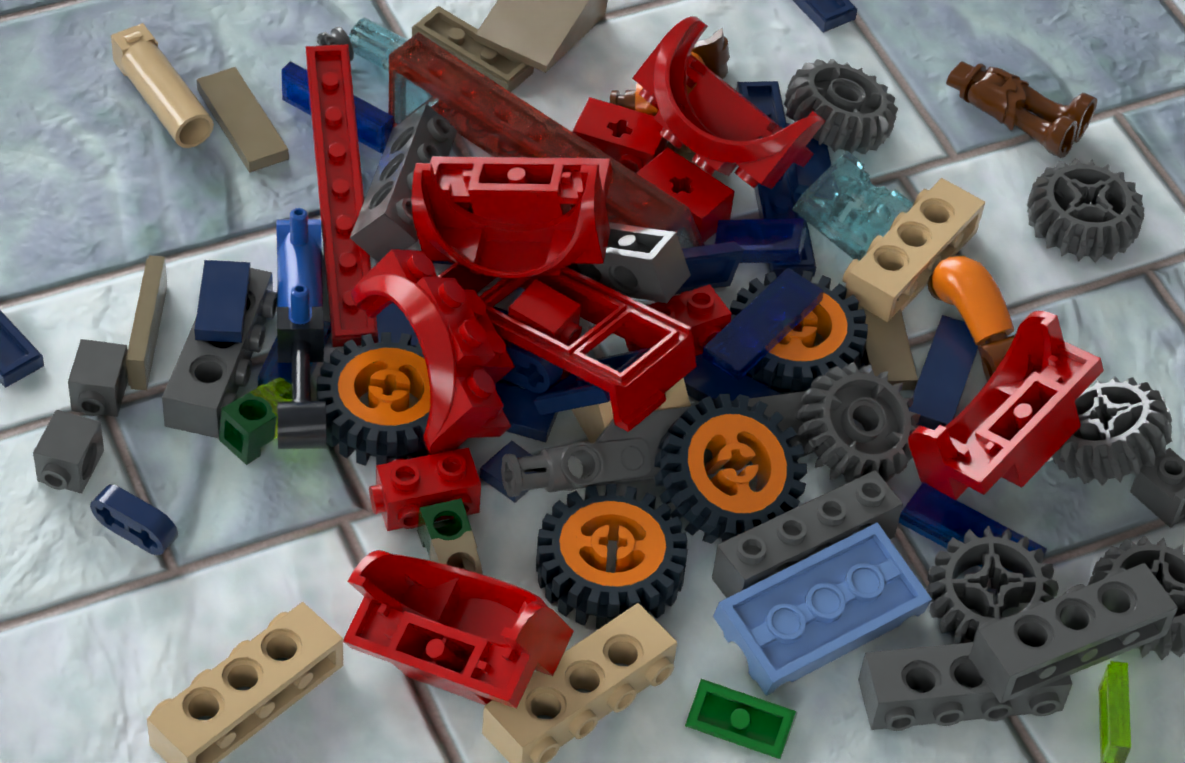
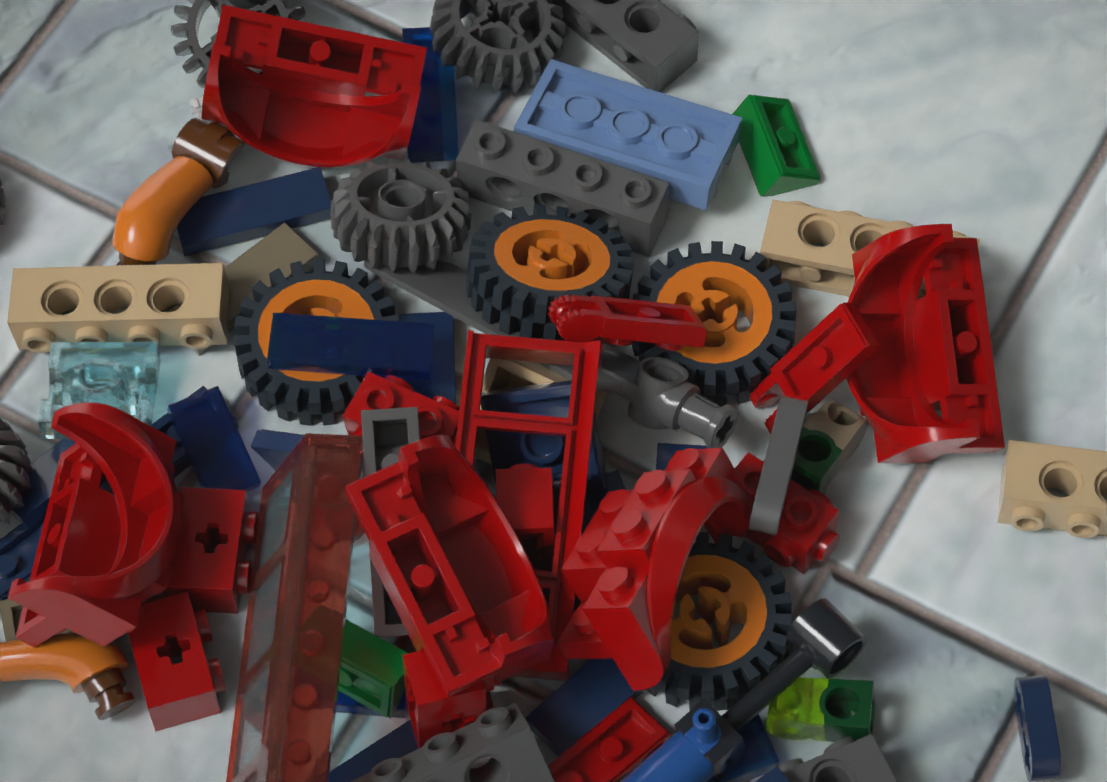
camera: 120 degrees left, 10 degrees up
(444, 467) = (778, 465): none -> dark grey beam
(504, 560) = (818, 361): none -> red hinge
(631, 455) = (626, 321): none -> red hinge

